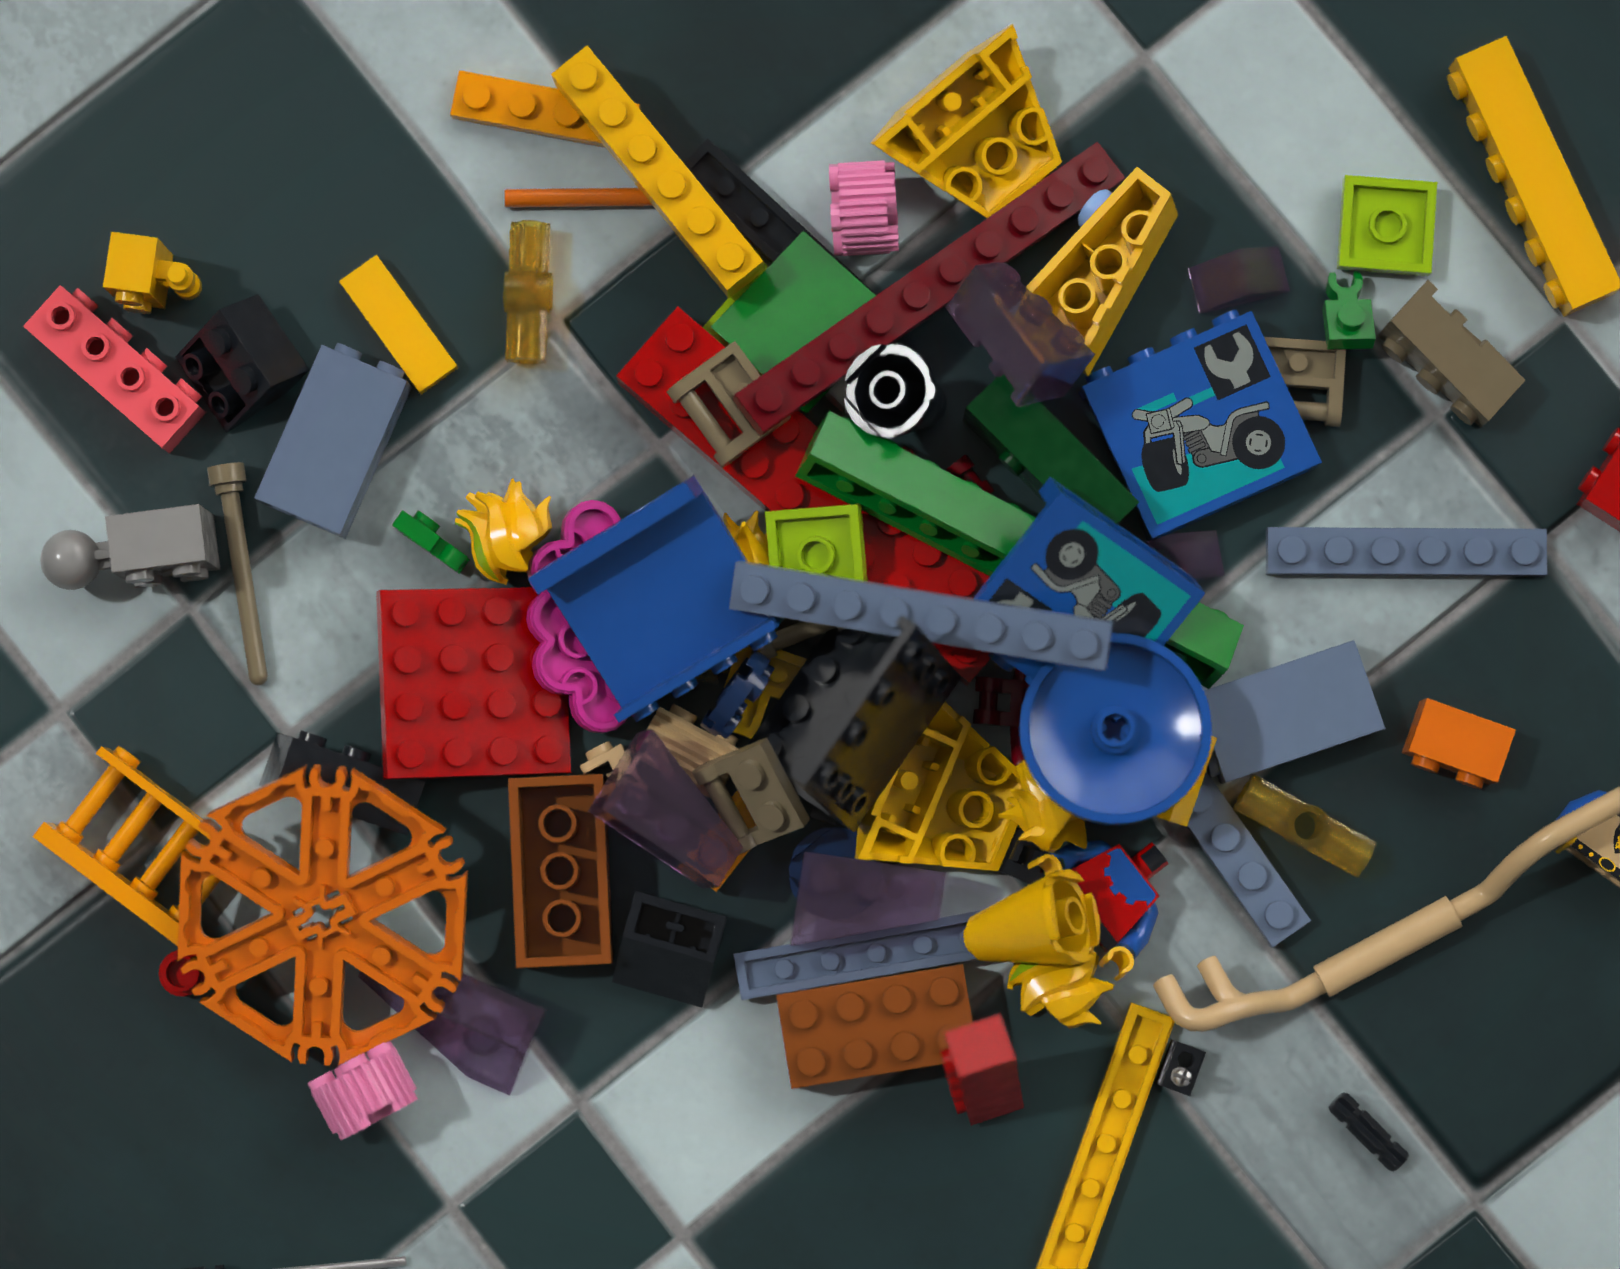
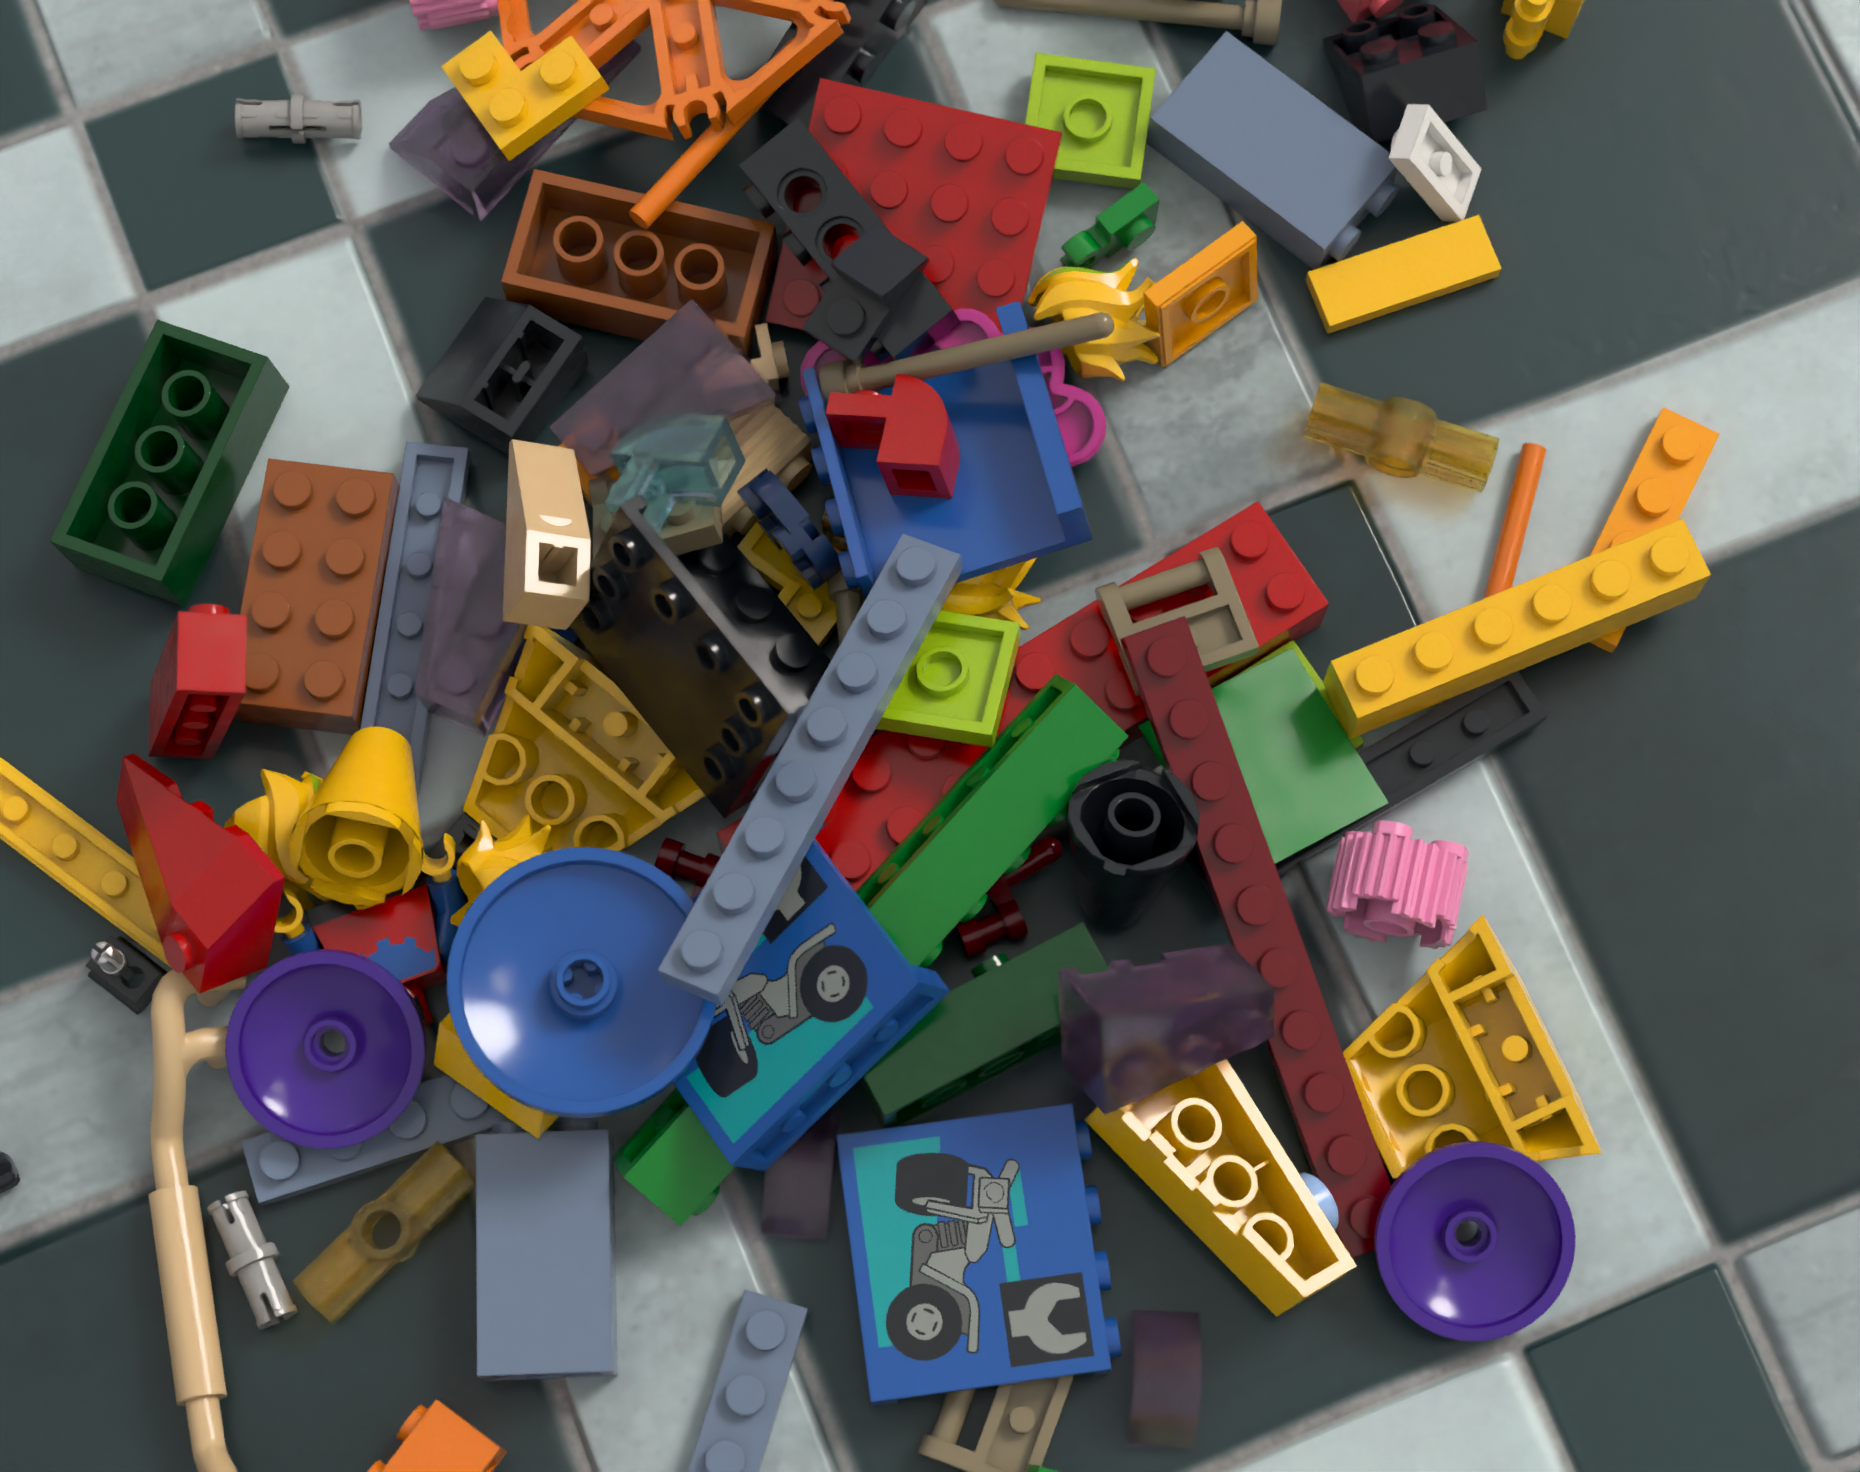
camera: 105 degrees right, 10 degrees down
(315, 320) = (1434, 162): none -> white plate
(341, 581) = (1100, 114): none -> lime plate
(460, 766) = (798, 162): none -> black brick
(467, 458) = (1202, 294): none -> light orange plate
(471, 992) = (526, 103): none -> yellow plate
(472, 848) = (688, 167): none -> orange bar
(512, 1167) = (298, 119): none -> light grey pin
(557, 687) = (866, 293): none -> black slope
(616, 687) = (847, 377): none -> dark tan piece
(650, 620) = (910, 431): none -> red brick
(722, 788) = (676, 461): none -> clear light blue brick
(806, 856) = (545, 537): none -> tan slope
(809, 1163) = (170, 462): none -> dark green brick
(1111, 83) = (1501, 1274): none -> dark purple dish
(1123, 1017) = (205, 883): none -> red wedge
(1226, 895) = (291, 1076): none -> dark purple dish
(1349, 912) = (252, 1259): none -> light grey pin

